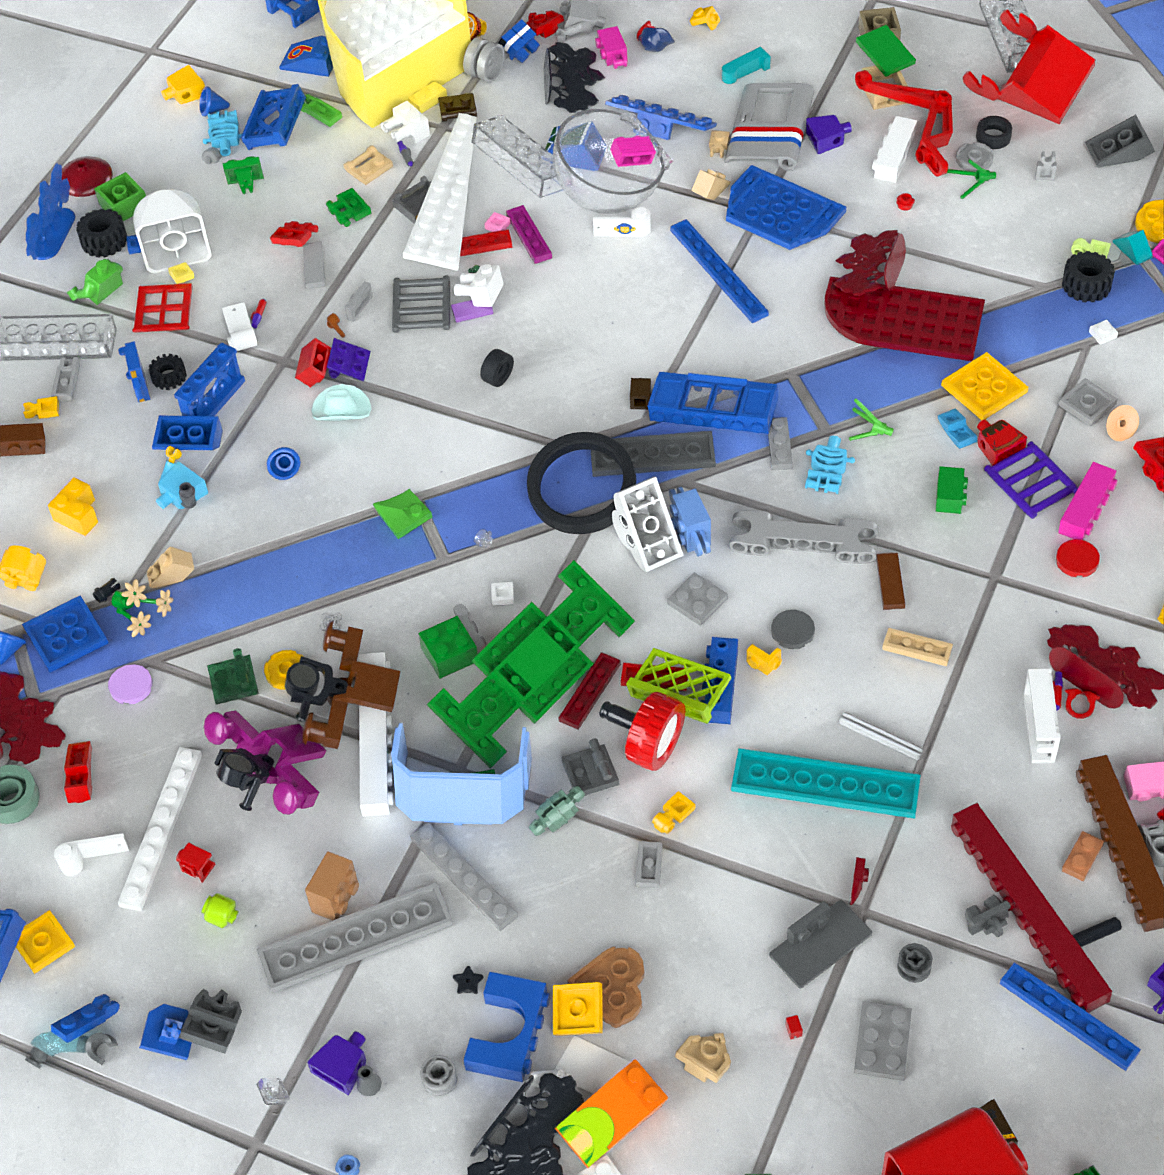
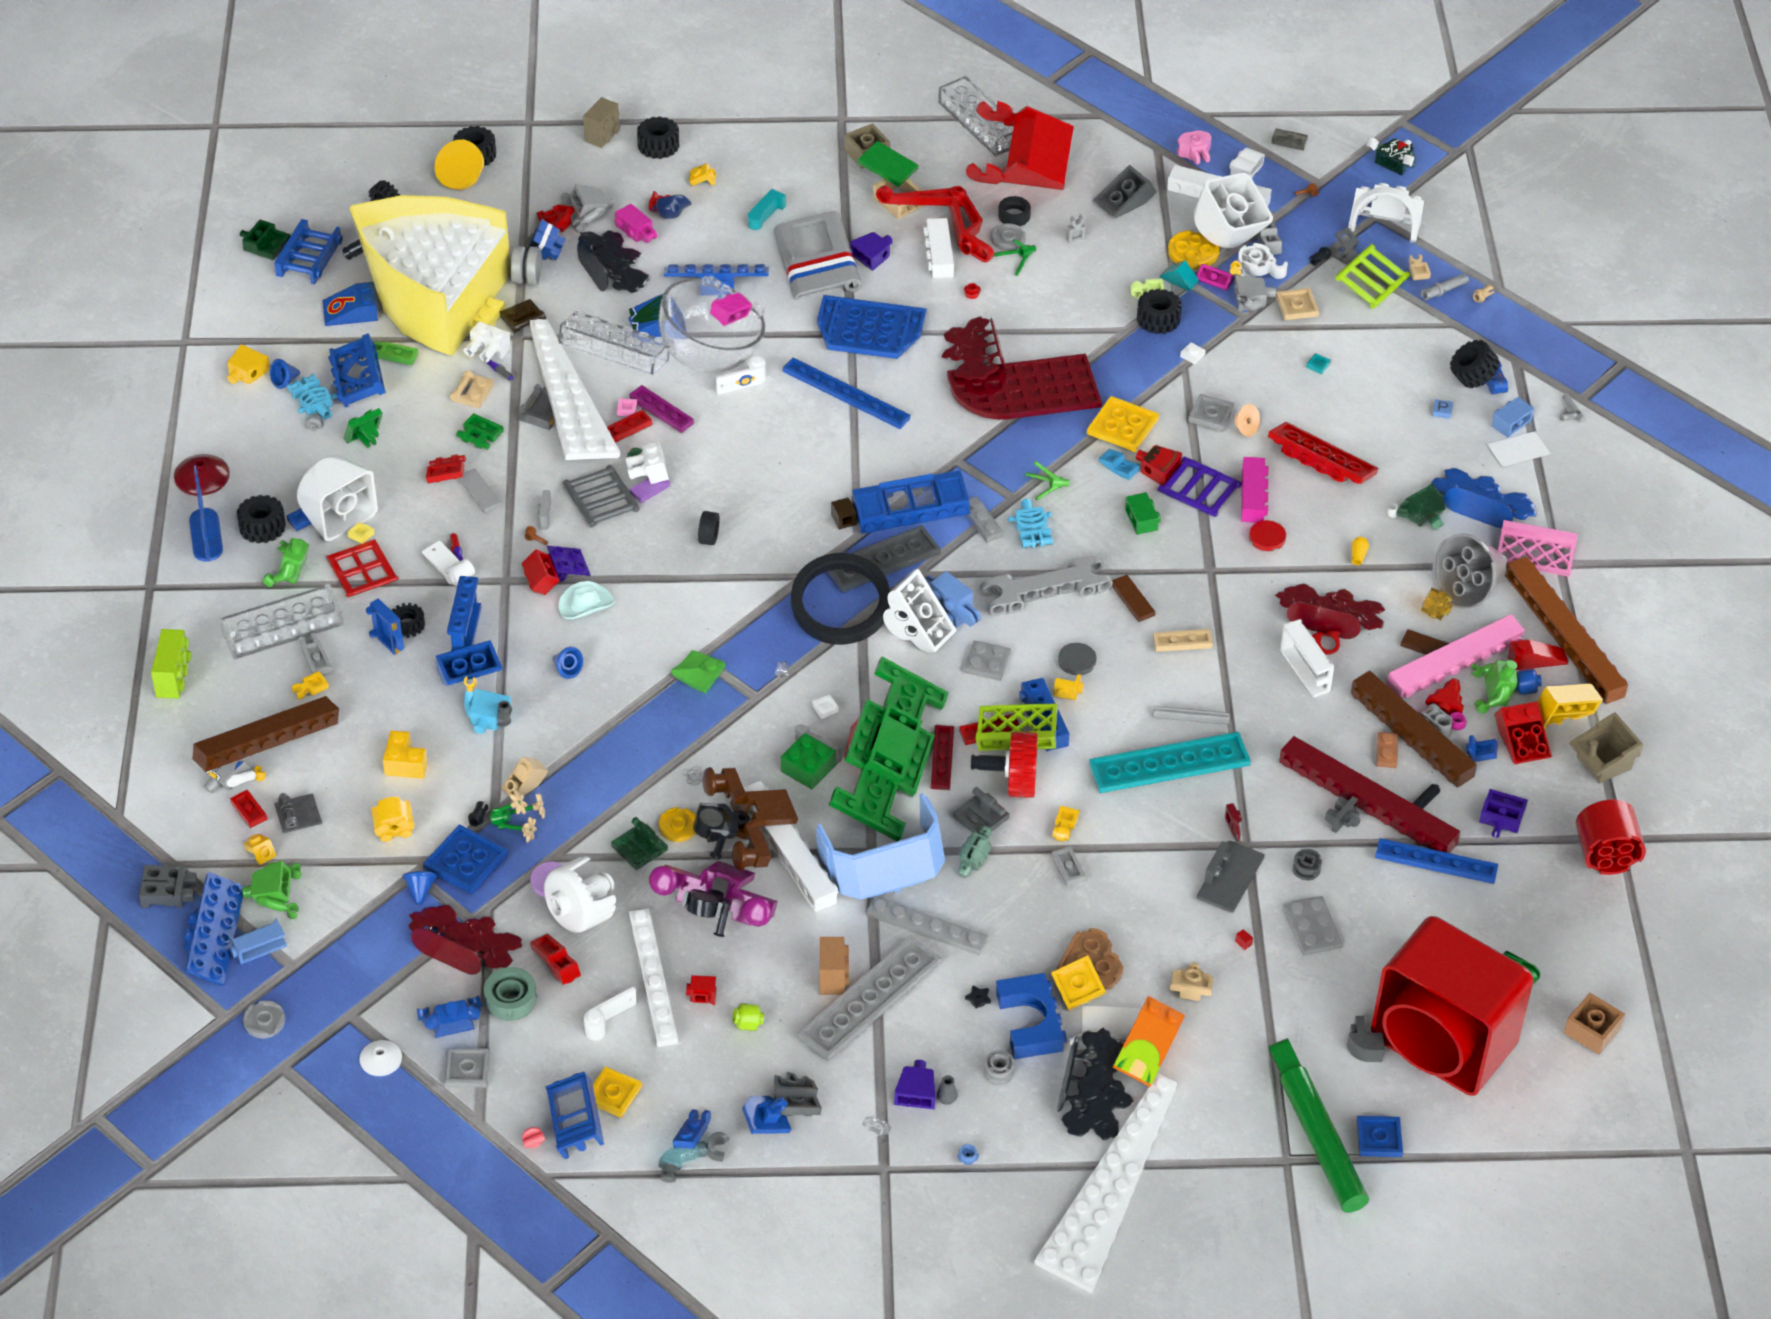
camera: 30 degrees left, 5 degrees down
(120, 195) = (259, 479): bright green brick -> none
(125, 709) = (576, 901): none -> white piece
(710, 184) = (797, 321): tan slope -> none
(718, 142) = (781, 283): tan plate -> none

